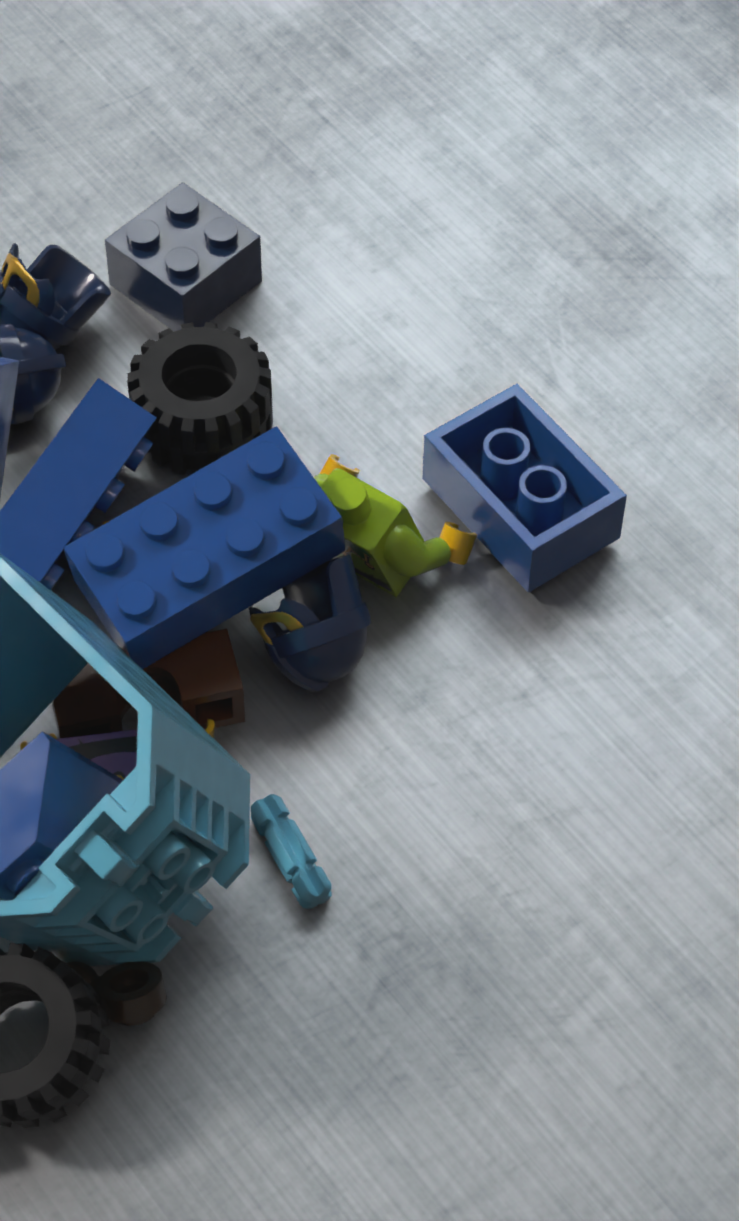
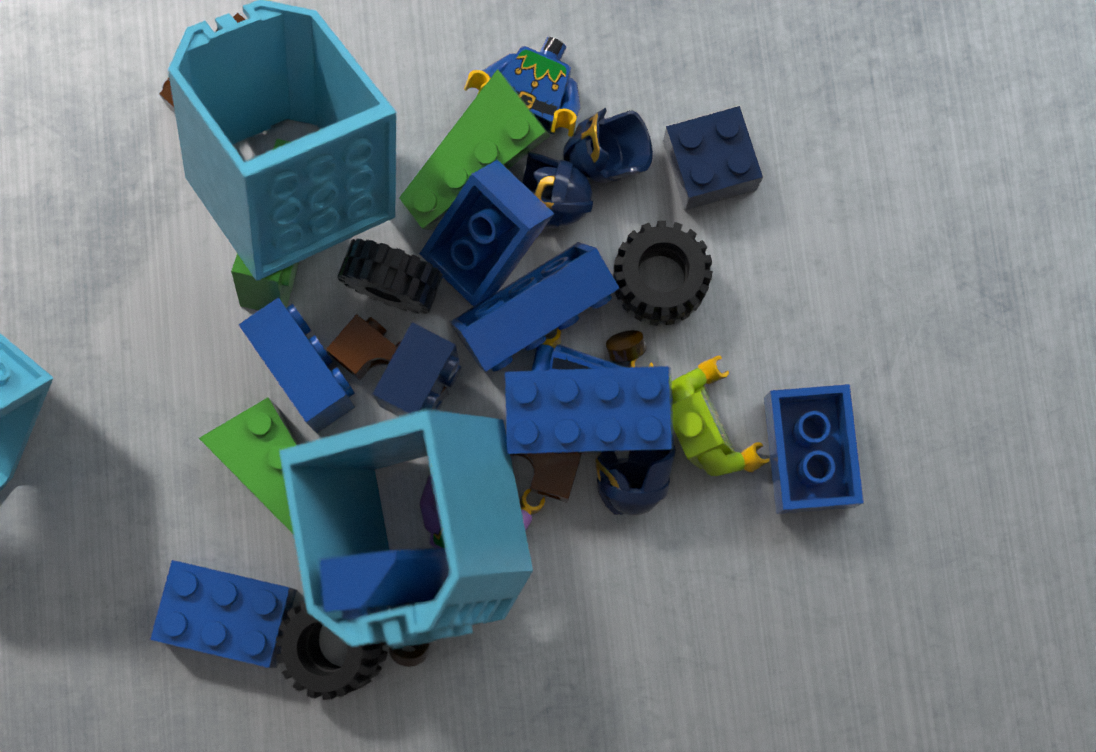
camera: 30 degrees right, 25 degrees up
(291, 851) = (542, 605): medium azure axle -> none

